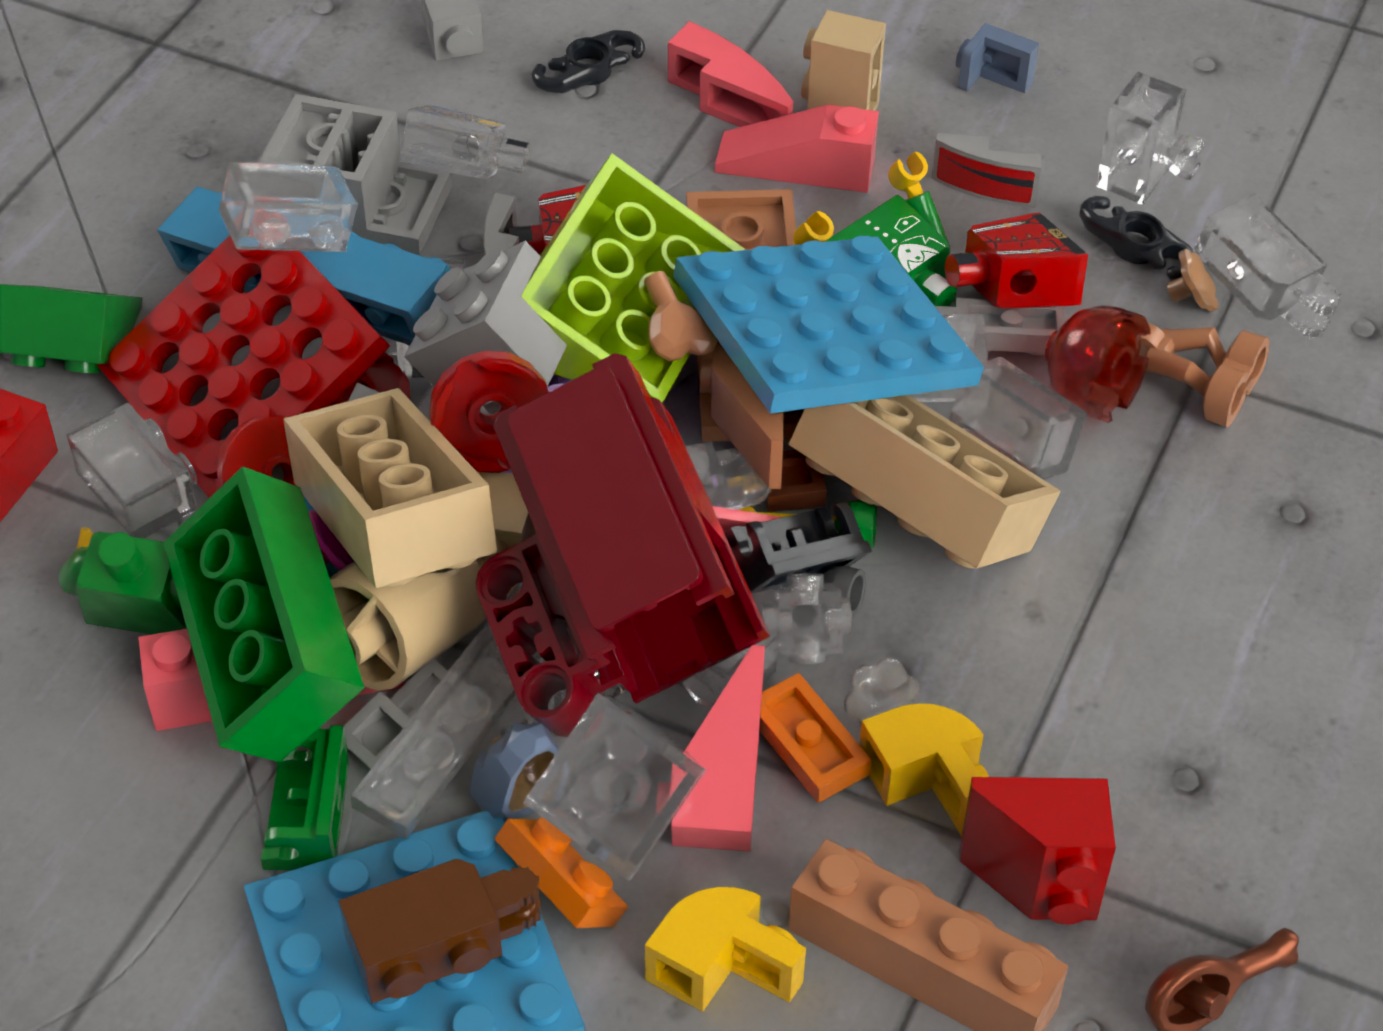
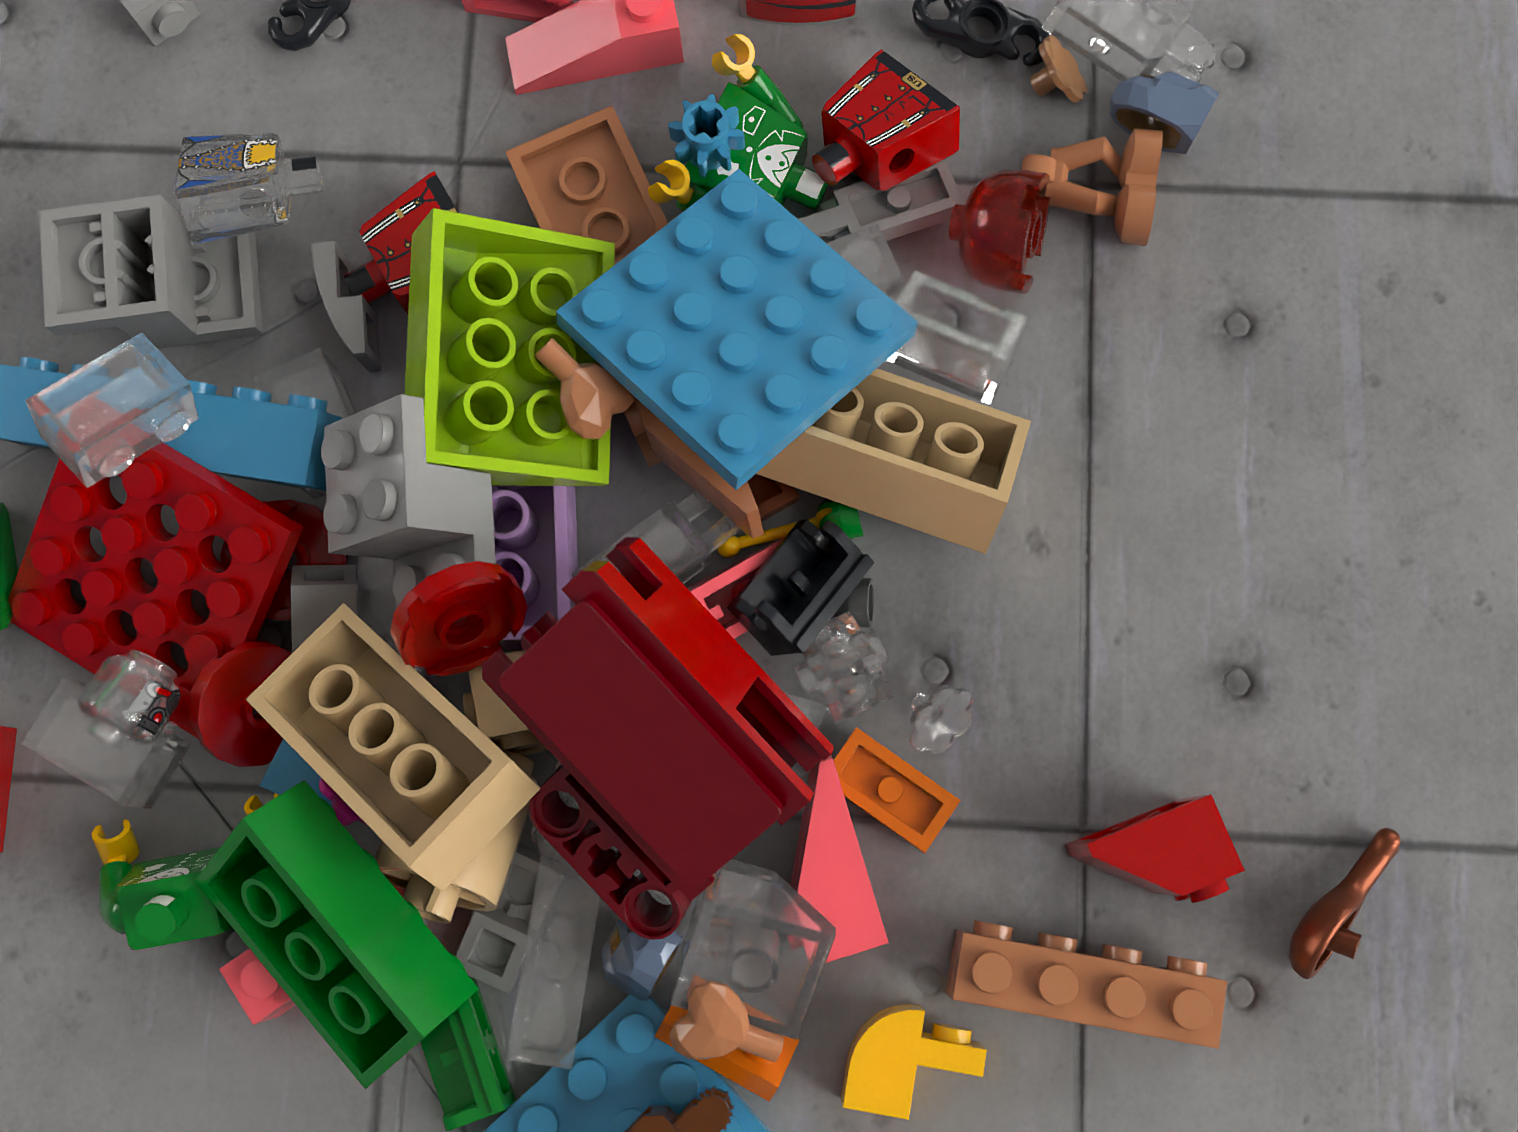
camera: 15 degrees left, 30 degrees up
(178, 421) = (129, 699): none -> clear head
(561, 827) = (720, 1024): none -> nougat rock
(861, 208) = (707, 135): none -> dark azure gear
(924, 750) = (1011, 761): yellow brick -> none
(1294, 335) = (1163, 104): none -> sand blue rock

